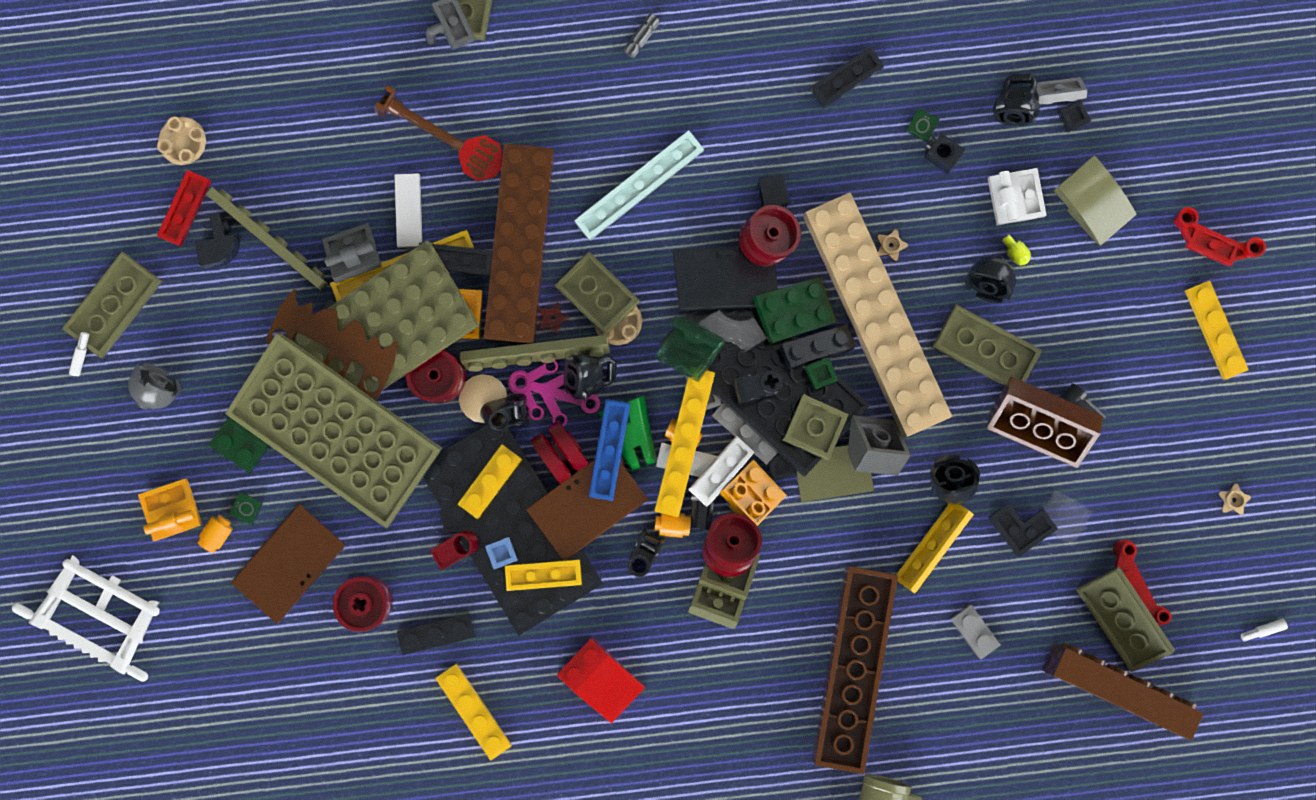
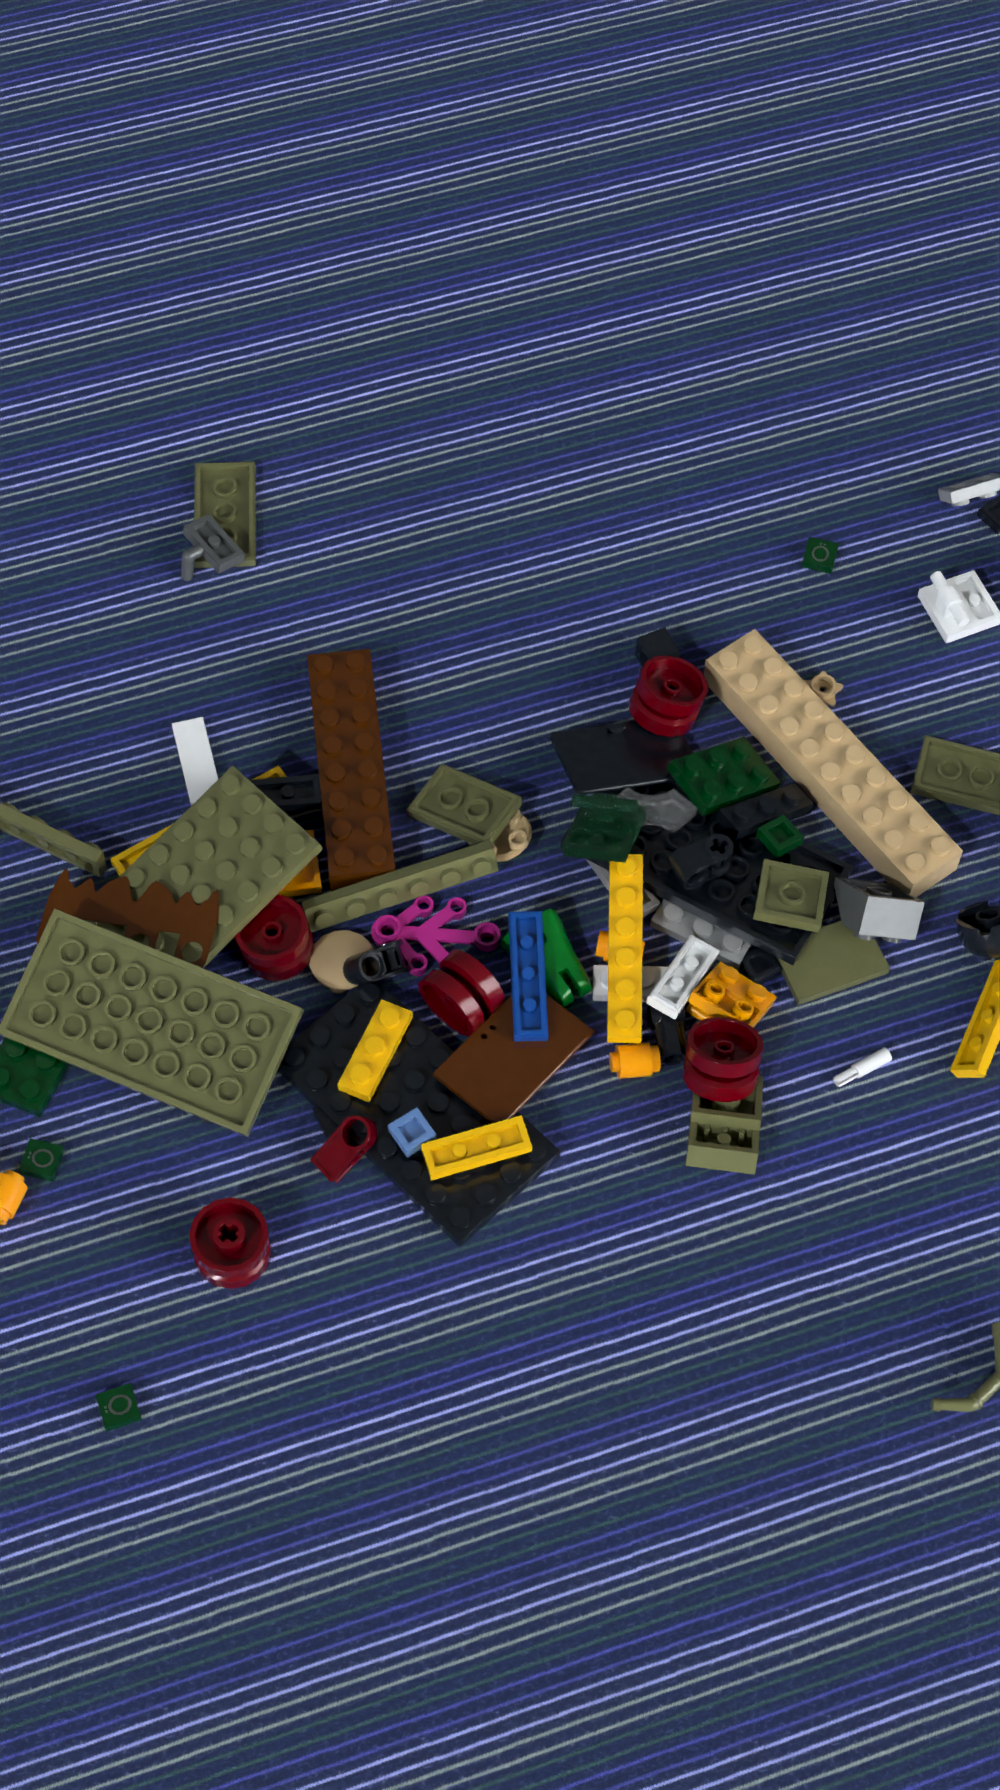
camera: 10 degrees left, 25 degrees down
(270, 698) = (118, 1407): none -> dark green tile
(292, 555) = (101, 1230): reddish brown container -> none
(351, 253) = (134, 817): dark grey plate -> none
(436, 634) = (341, 1270): black plate -> none
(473, 712) = (418, 1365): yellow plate -> none
(478, 156) = (274, 686): reddish brown piece -> none
(548, 313) = (411, 842): clear red plate -> none
(585, 374) = (472, 896): black piece -> none
(600, 680) = (587, 1279): red slope -> none
(639, 185) = (486, 680): light aqua plate -> none
(641, 35) = (449, 524): dark grey axle -> none
(645, 551) = (606, 1101): black piece -> none
(833, 561) = (863, 1067): none -> white pin
(846, 77) = (712, 521): black plate -> none
(854, 669) = (935, 1190): reddish brown brick -> none
(953, 149) = (865, 576): black brick -> none
(992, 279) = (960, 696): black cylinder -> none
(1017, 104) = (926, 507): black piece -> none
(1017, 251) = (980, 664): neon yellow cylinder -> none

